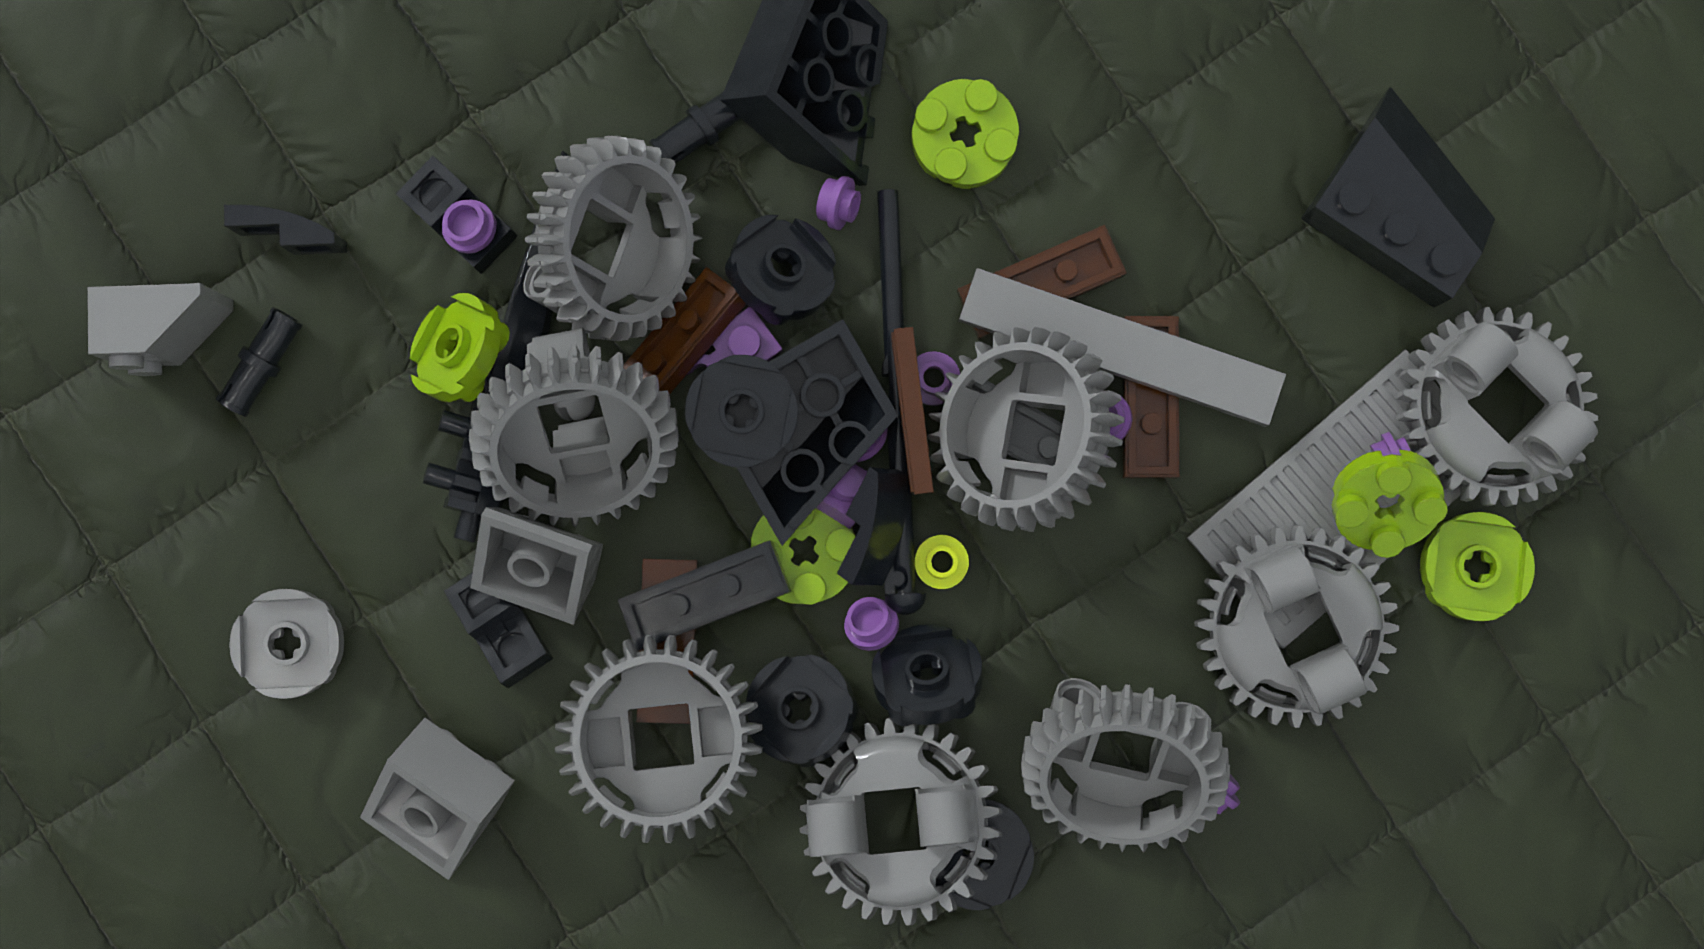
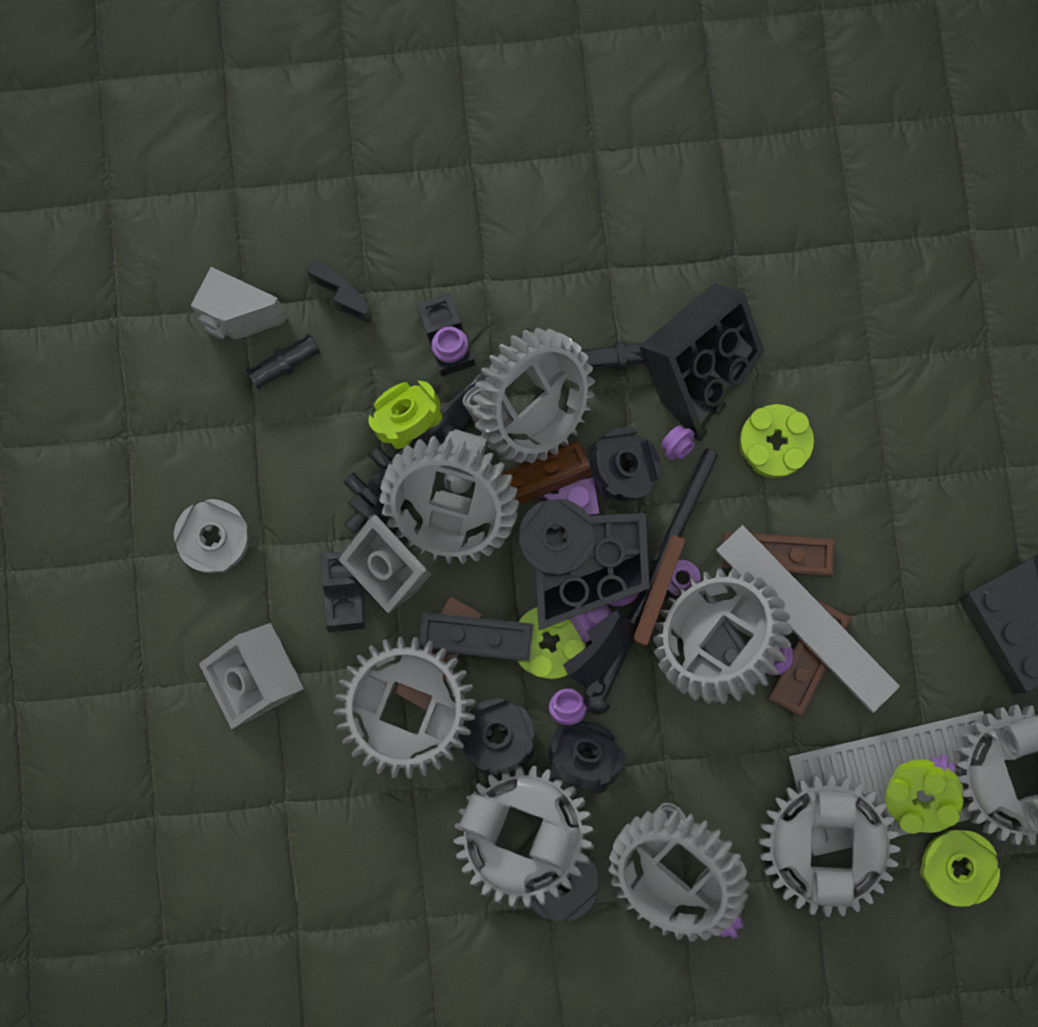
camera: 30 degrees right, 5 degrees down
(924, 567) = (619, 698): neon yellow plate -> none

